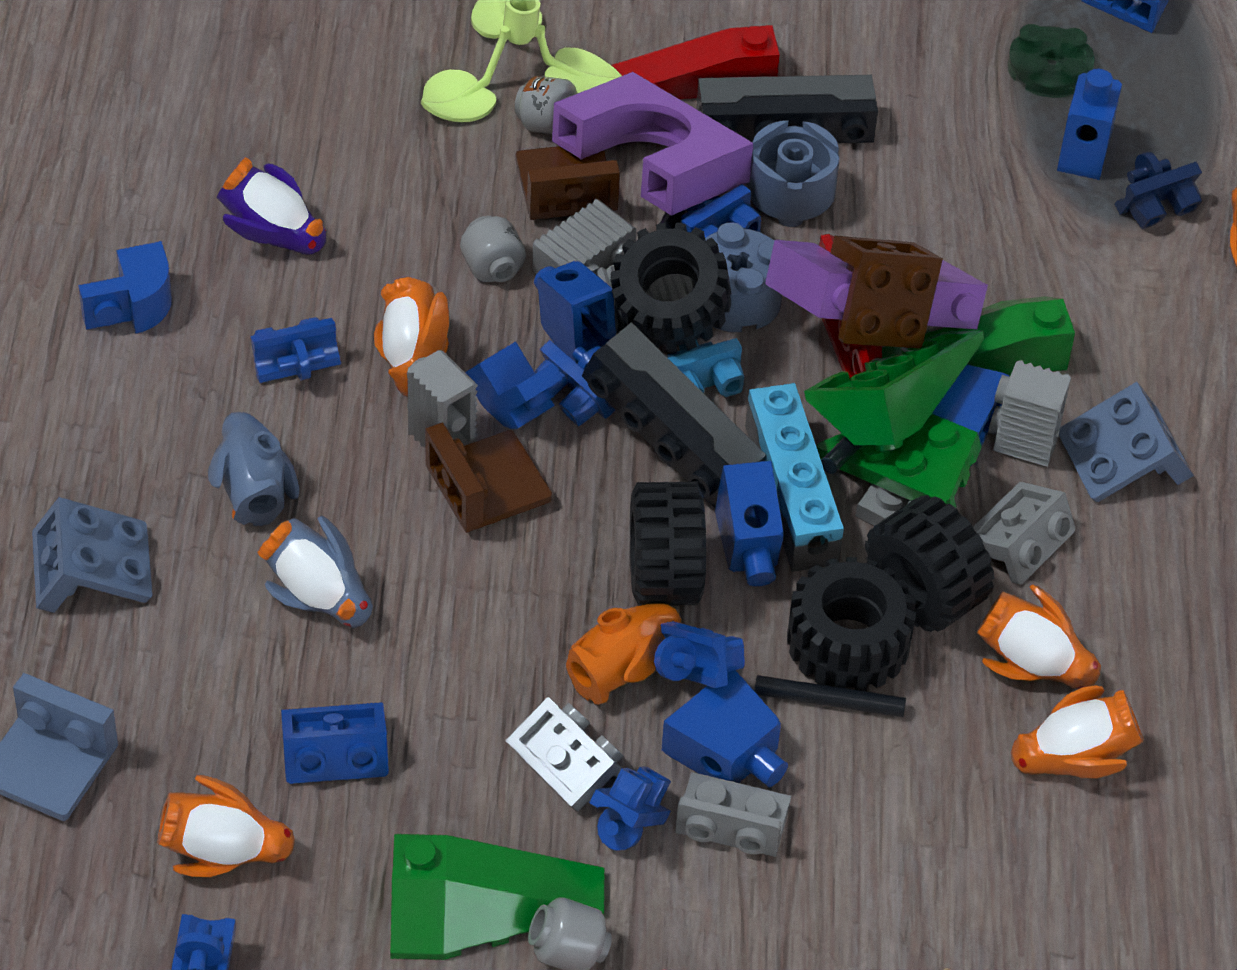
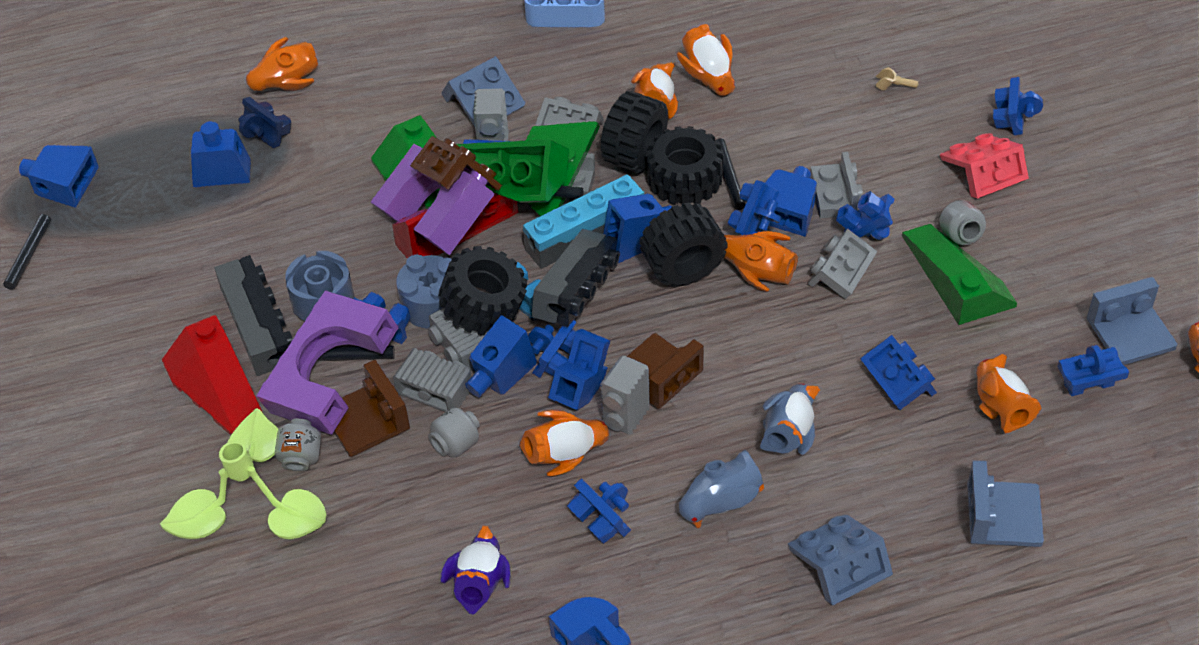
camera: 105 degrees left, 0 degrees up
(1037, 44) = (135, 195): clear green plate -> none

